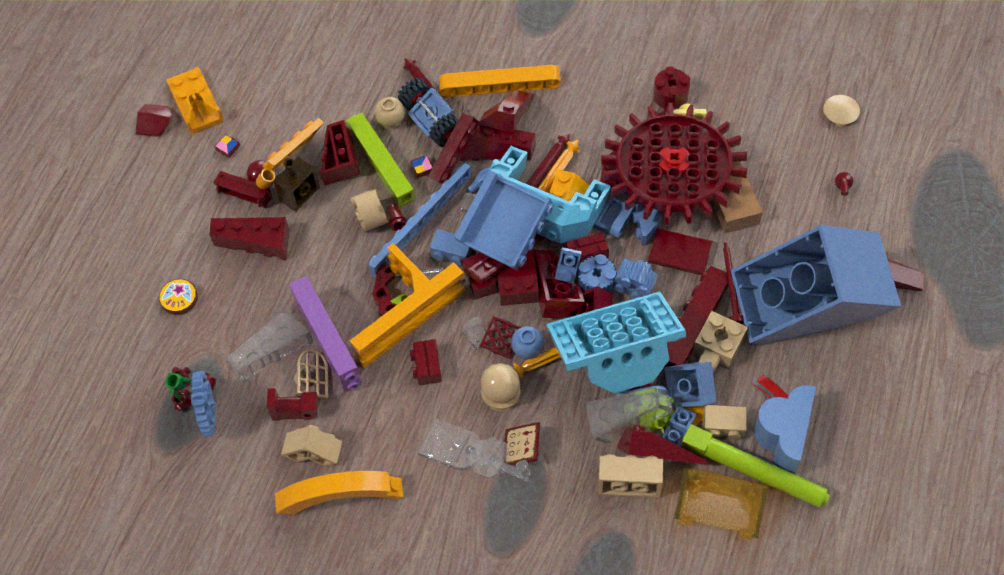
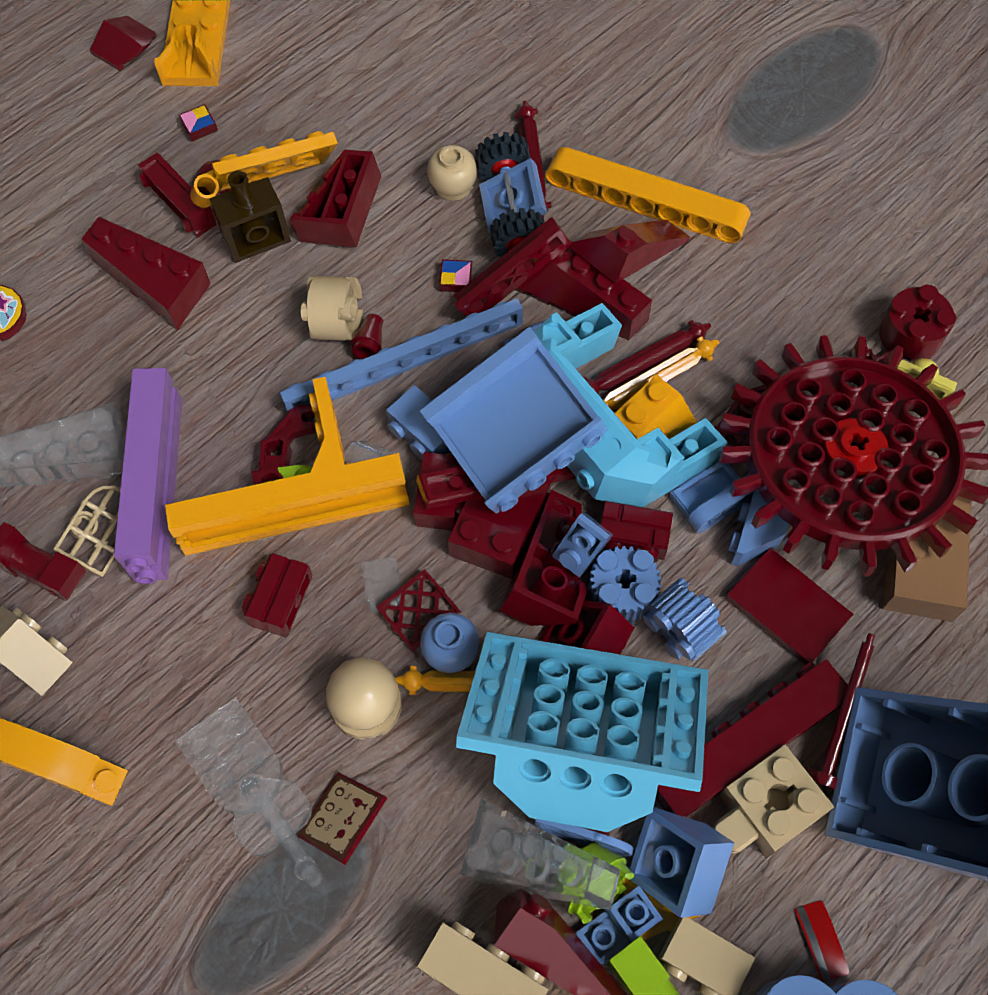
camera: 25 degrees right, 5 degrees up
(380, 159) = (398, 239): lime brick -> none

